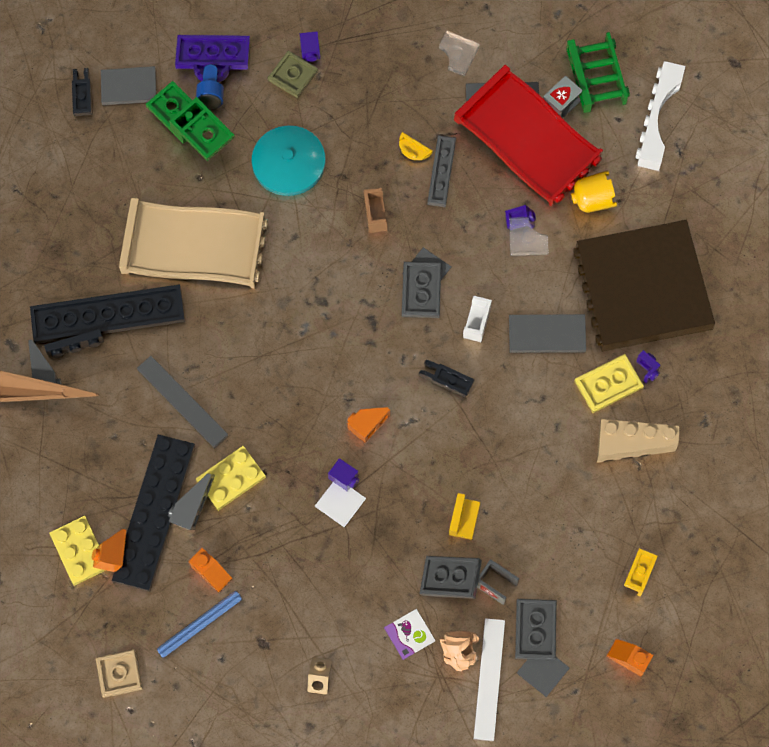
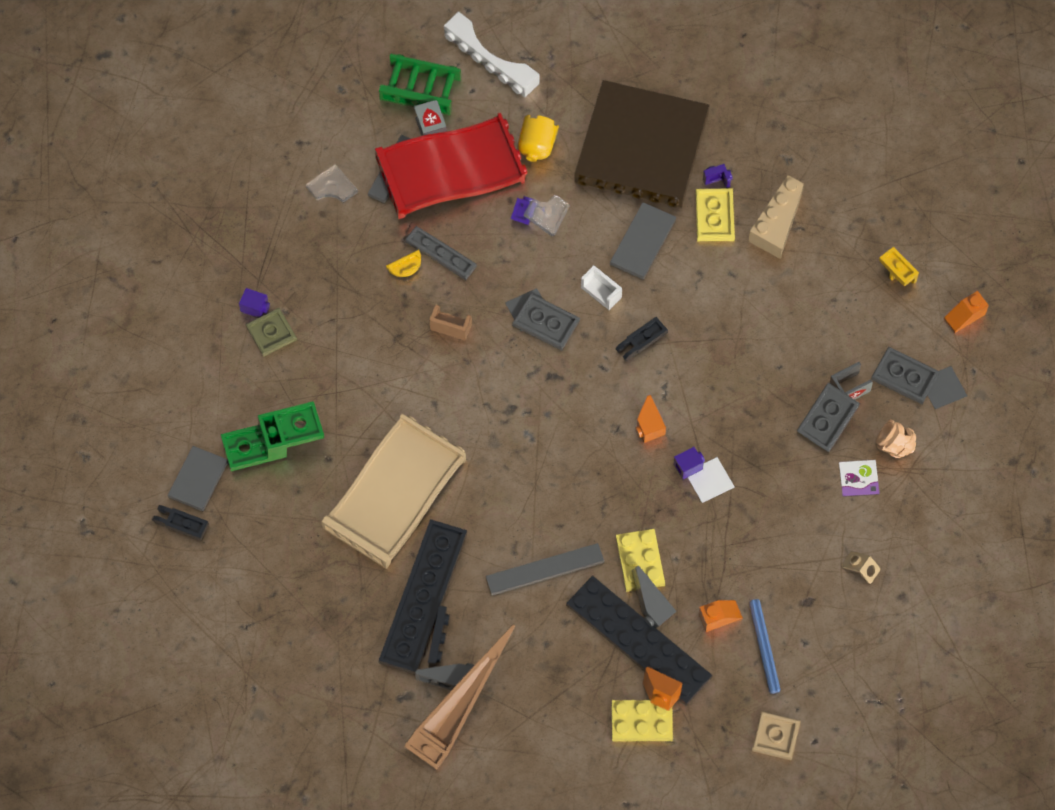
camera: 65 degrees left, 5 degrees down
(212, 59) = (219, 391): dark purple plate -> none
(288, 160) = (356, 374): teal dish -> none
(464, 517) = (776, 385): yellow panel -> none
(489, 679) = (932, 432): white tile -> none

